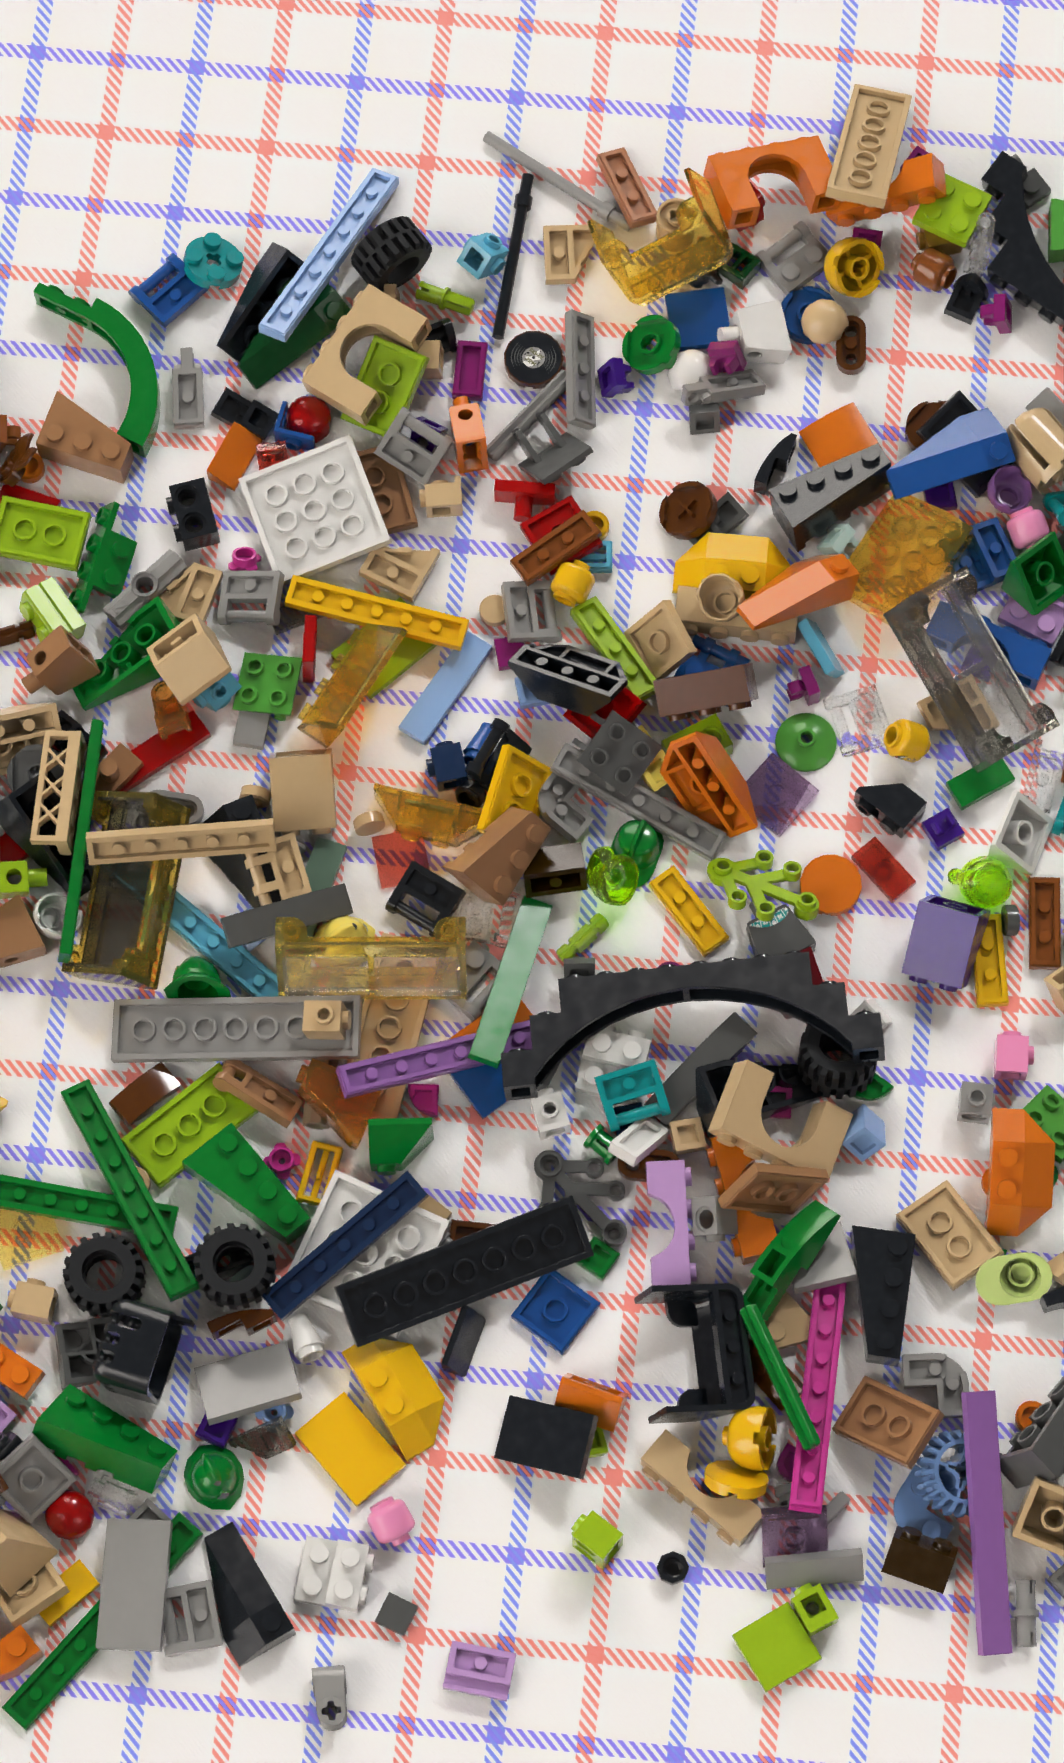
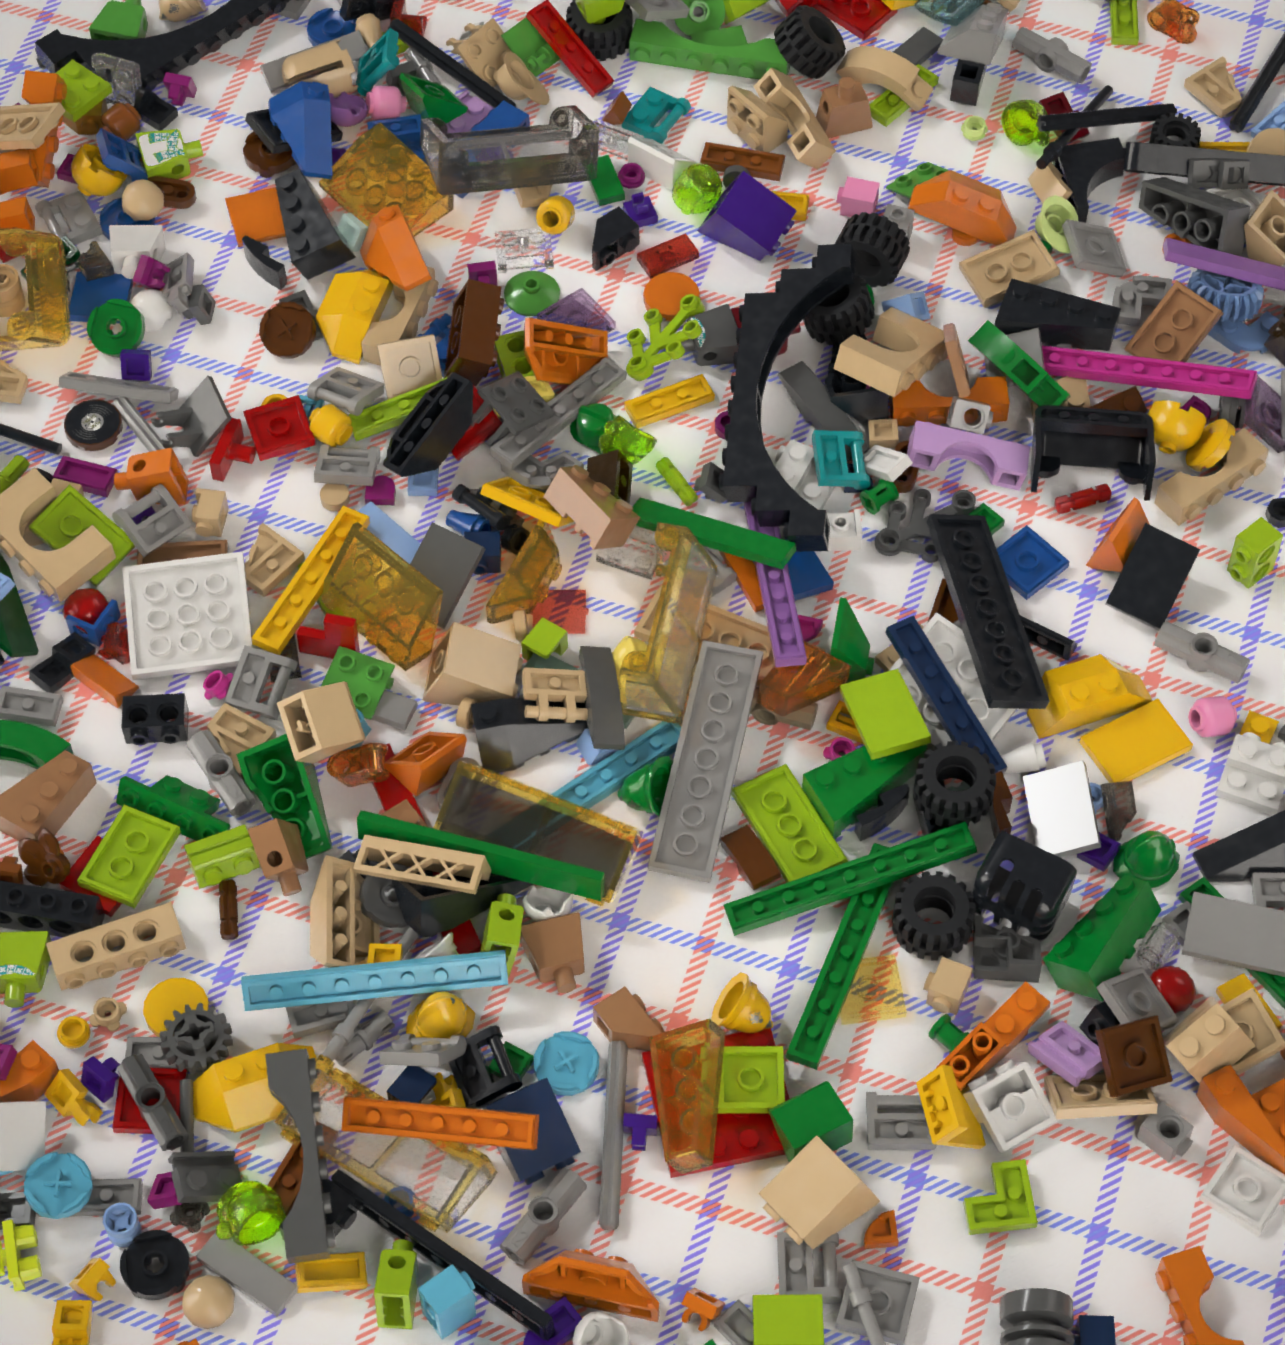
camera: 80 degrees left, 15 degrees down
(181, 841) = (512, 757): tan plate -> none
(192, 768) = (426, 760): none -> orange slope
(220, 1214) = (889, 808): none -> black slope
(258, 1091) = (771, 756): medium nougat plate -> none
(309, 1187) = (885, 714): none -> lime tile
(326, 1020) = (724, 665): tan brick -> none
(350, 849) = (545, 640): none -> lime panel
(389, 1571) = (1260, 725): none -> yellow plate
(406, 730) = (449, 564): none -> dark grey tile
(429, 890) = (603, 584): black plate -> none
(475, 1482) = (1215, 657): none -> light grey piece
(555, 547) = (294, 427): dark orange tile -> none
(630, 590) = (346, 390): none -> light grey plate
(649, 1357) = (1083, 498): none -> red axle
(720, 597) = (388, 304): tan hair -> none
(735, 297) = (94, 263): none -> clear smoke tile
(780, 1377) = (1129, 384): green axle -> none
(820, 648) = (453, 259): medium azure tile -> none
(873, 275) = (120, 155): none -> blue plate
(898, 327) = (166, 153): none -> torso
(921, 1077) = (877, 247): none -> black tyre
(993, 801) = (631, 176): none -> magenta plate
(996, 1323) = (1094, 248): none -> light grey tile

